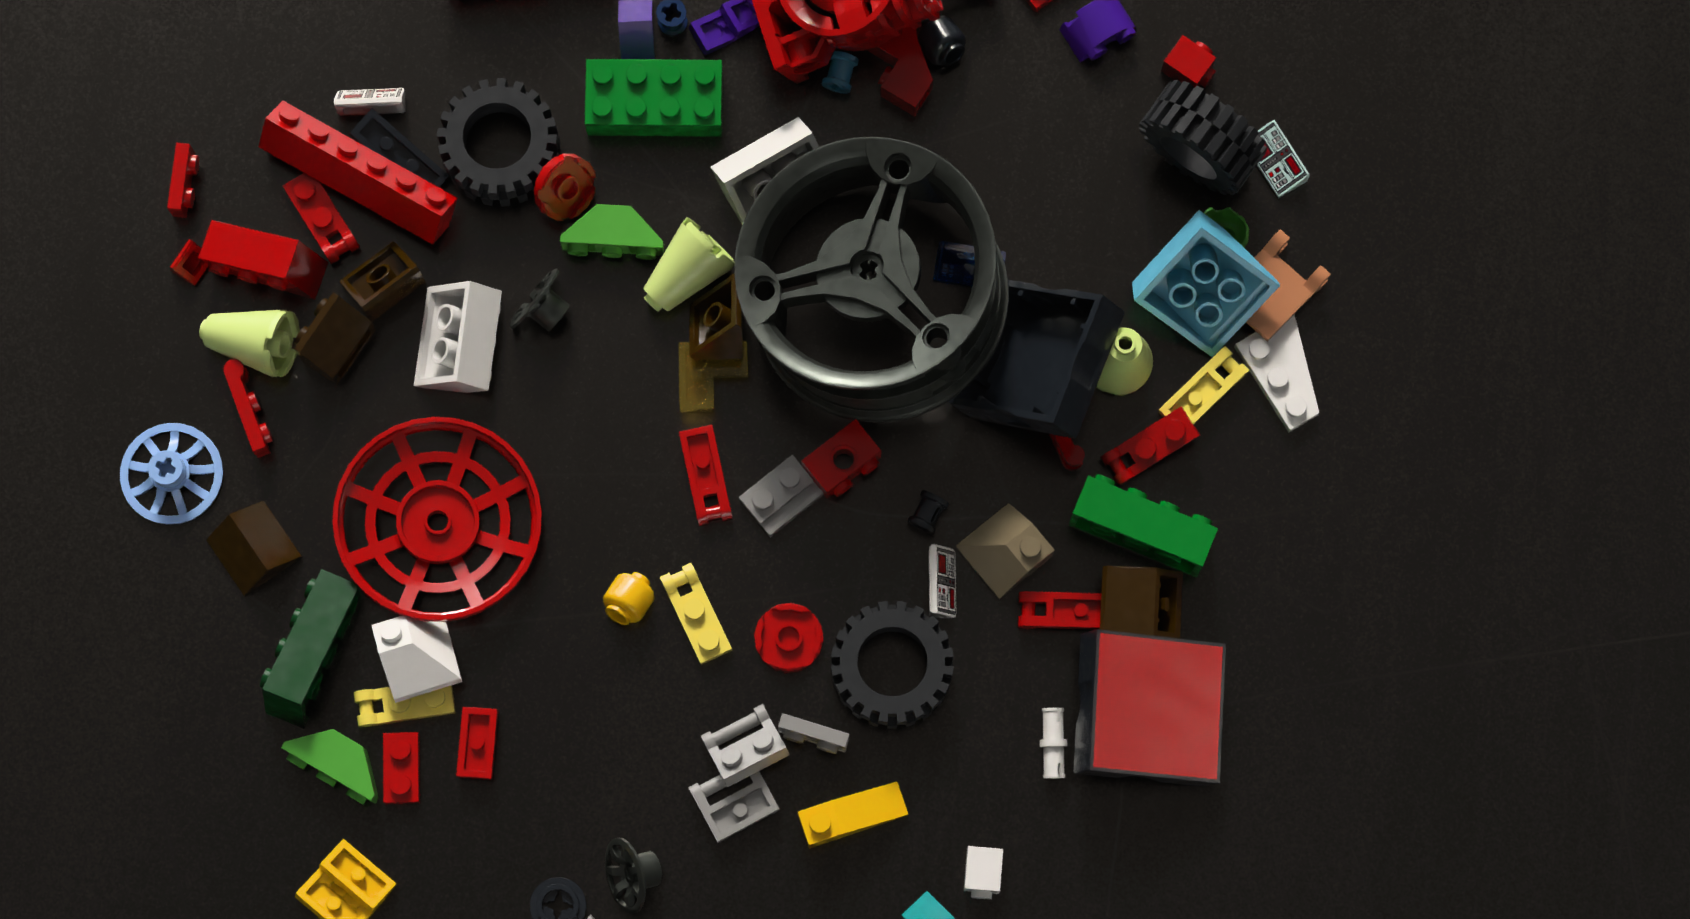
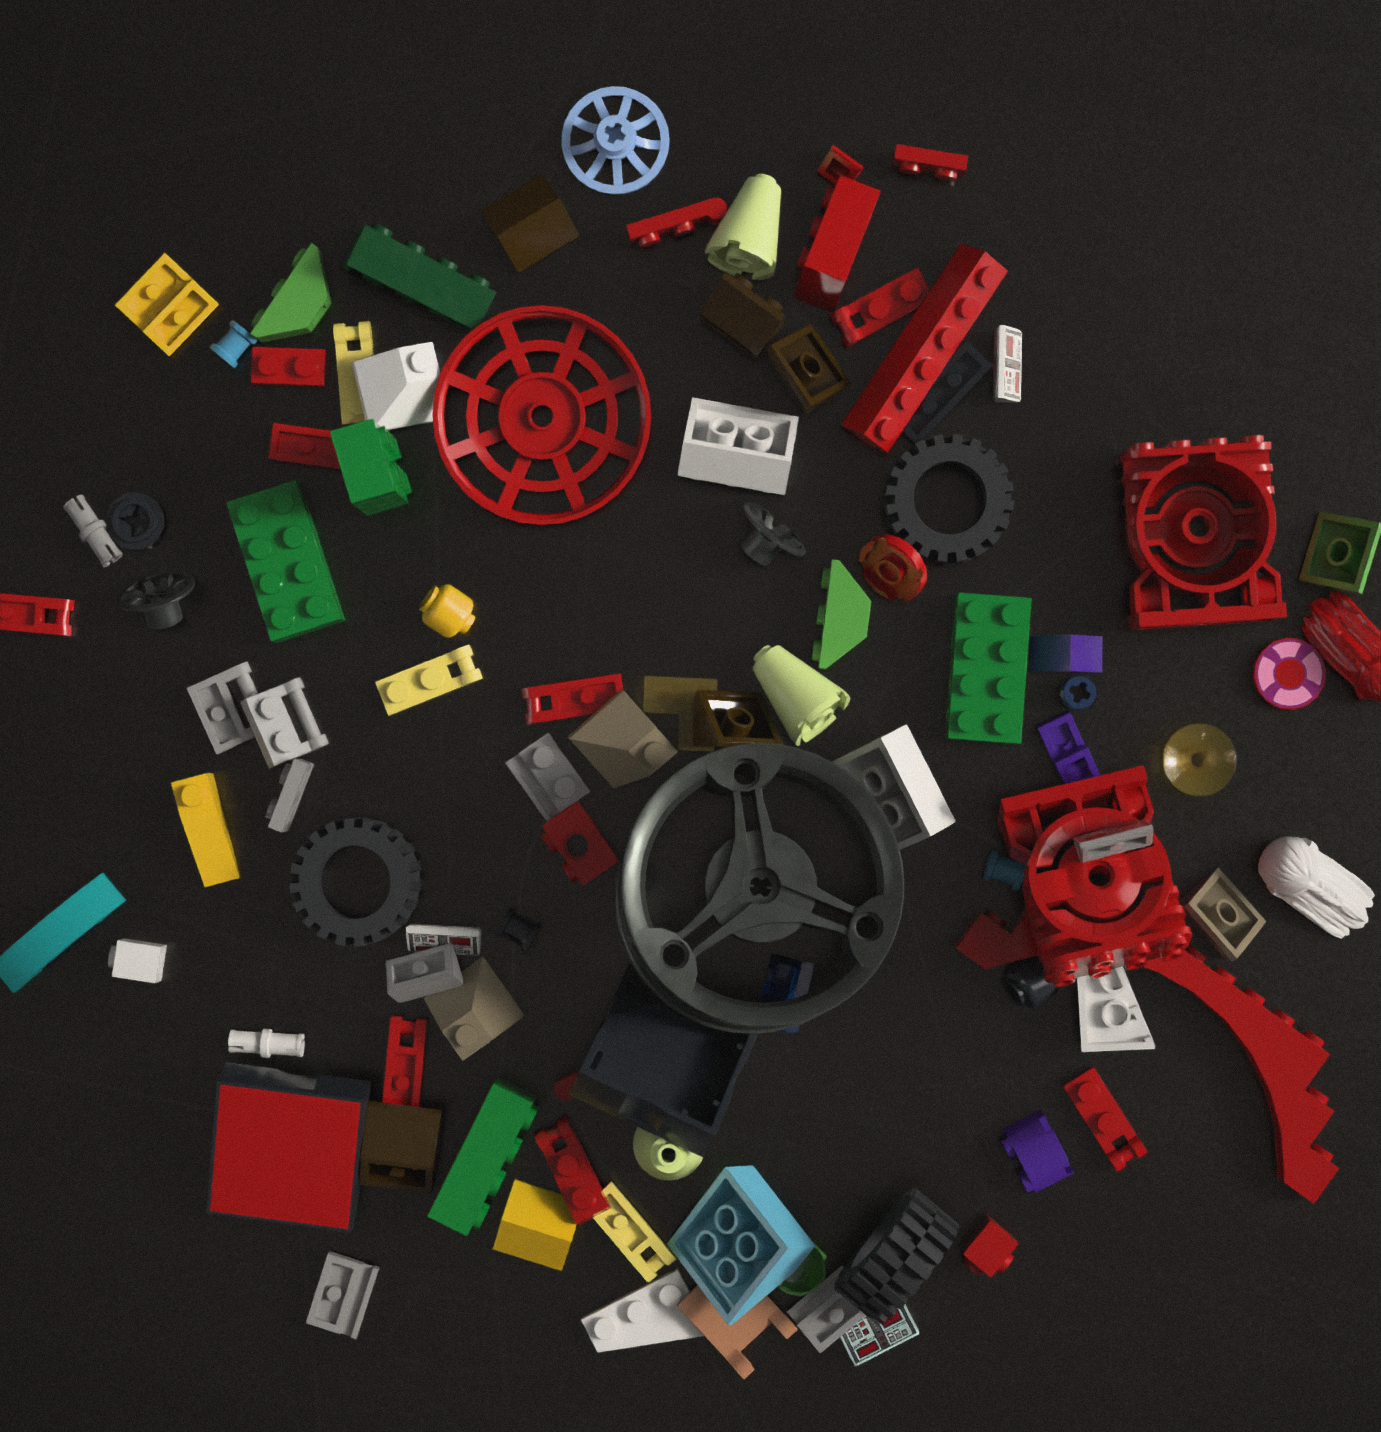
camera: 95 degrees right, 10 degrees up
(381, 821) = (233, 343): none -> dark azure bush
(494, 666) = (370, 467): none -> green brick
(589, 754) = (285, 561): none -> green brick
(743, 423) = (622, 742): none -> dark tan slope
(788, 637) = (397, 775): red tile -> none
(975, 598) = (423, 973): none -> light grey slope
(1206, 476) = (536, 1226): none -> yellow slope
(1262, 205) = (825, 1313): none -> light grey plate
(1287, 654) = (342, 1295): none -> light grey plate

